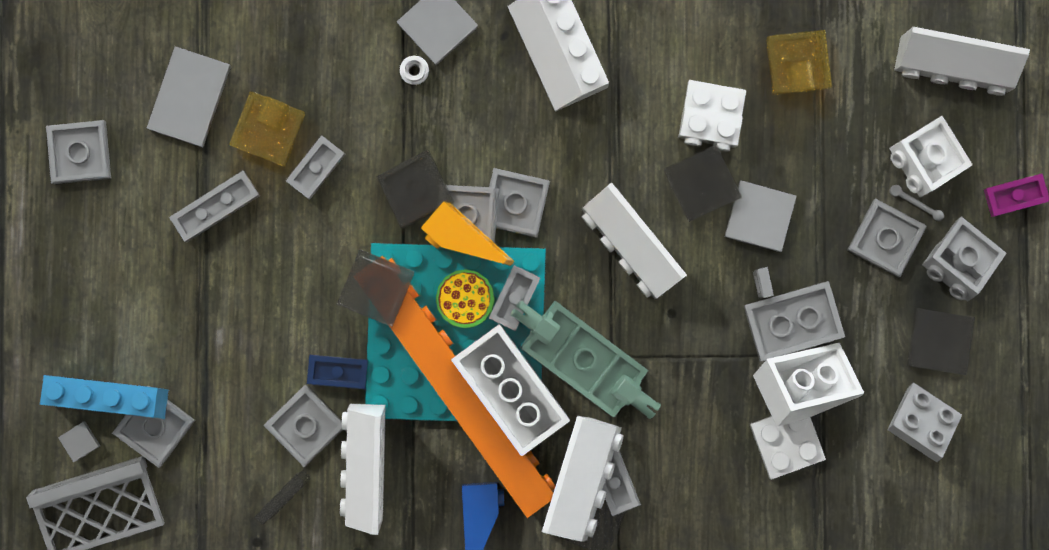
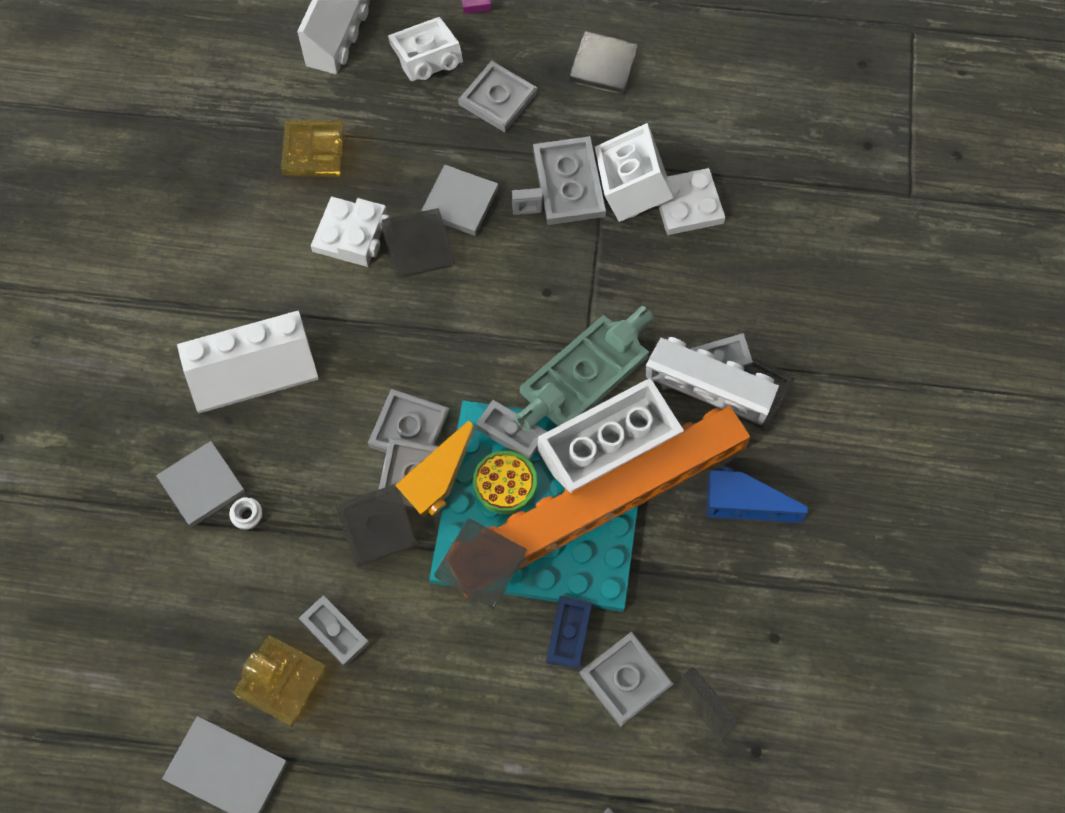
camera: 80 degrees left, 20 degrees down
(214, 206) = (359, 753): light grey plate -> none
(363, 467) = (681, 606): white slope -> none
(633, 242) = (467, 308): white slope -> none
(896, 190) = (453, 84): light grey hinge -> none
(924, 422) = (680, 78): light grey plate -> none
(964, 260) = (529, 32): light grey plate -> none

